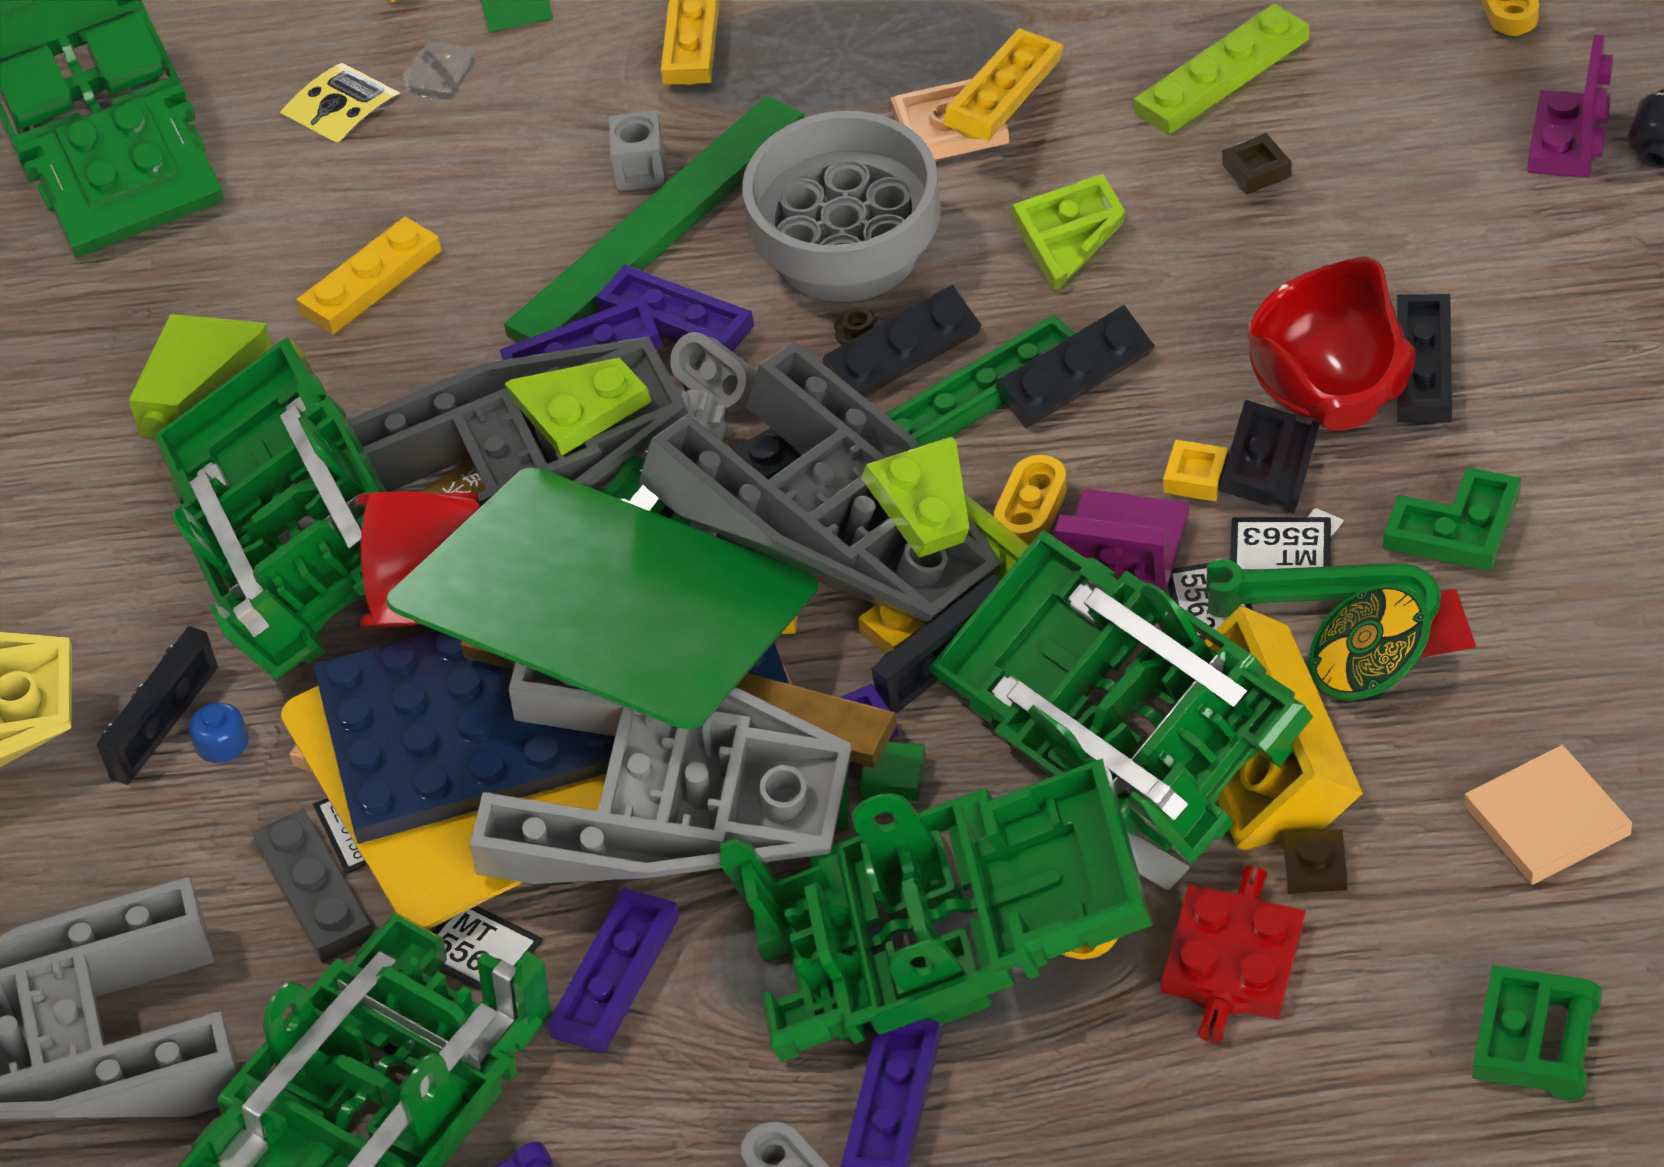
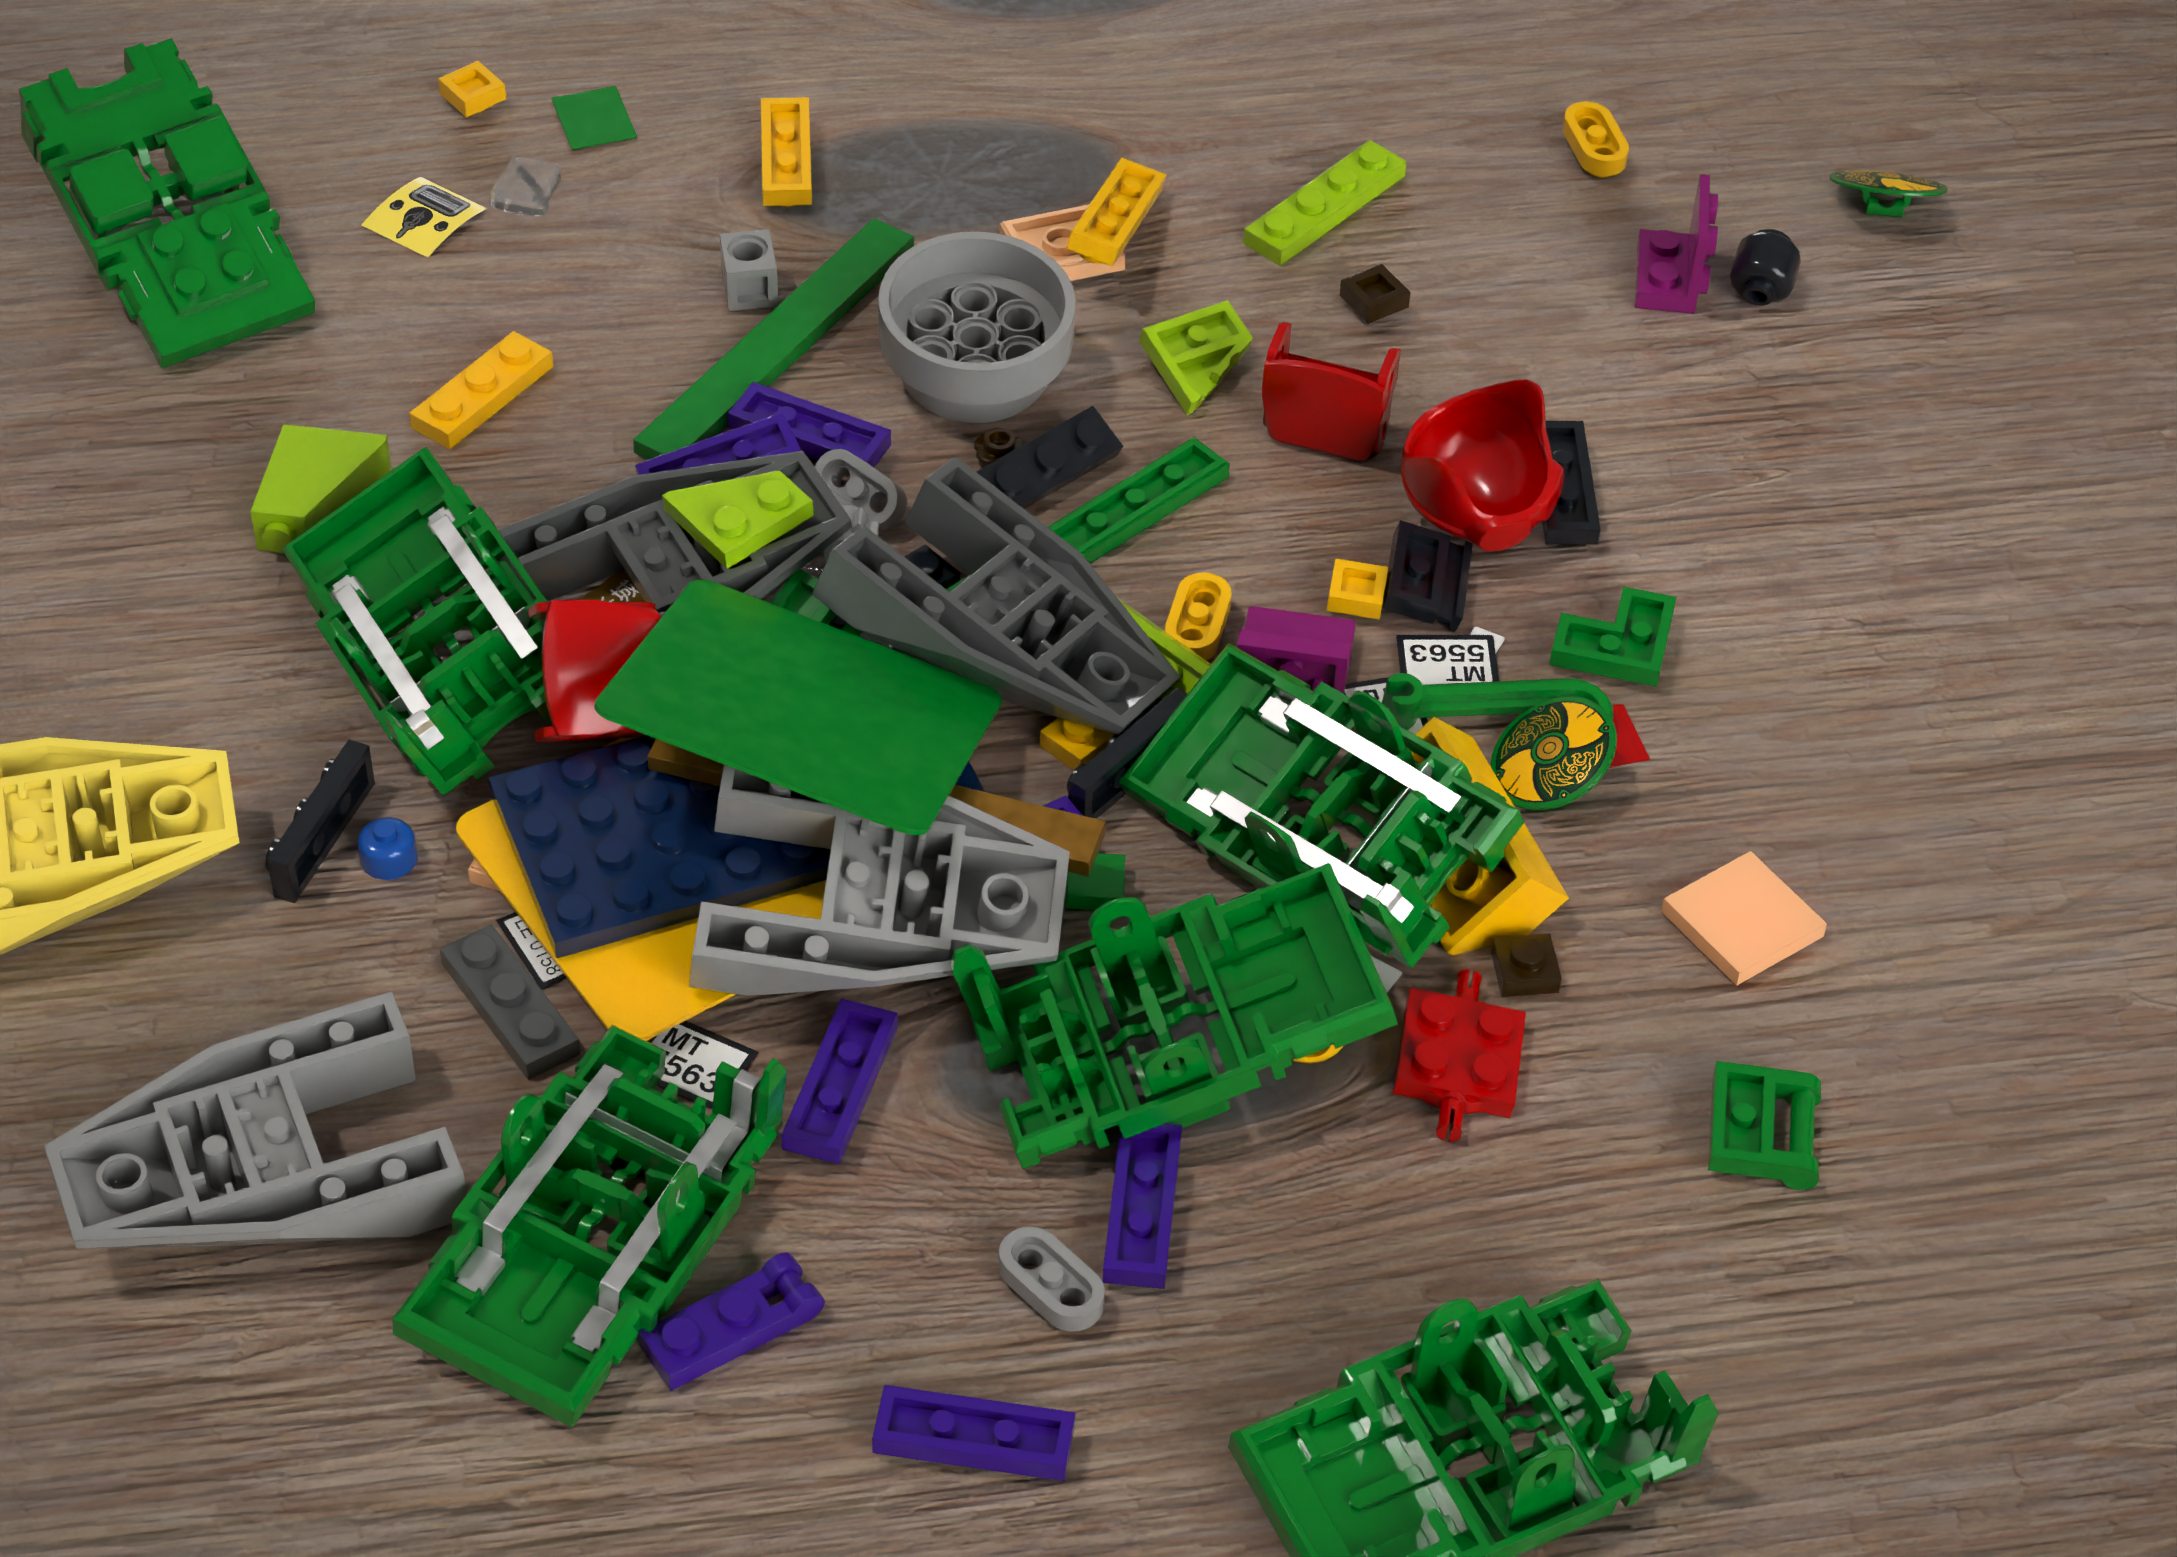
camera: 15 degrees left, 0 degrees up
(922, 495) = (1100, 609): lime wing -> none
(1074, 366) = (1222, 487): black plate -> none
(1186, 278) = (1326, 403): none -> red piece

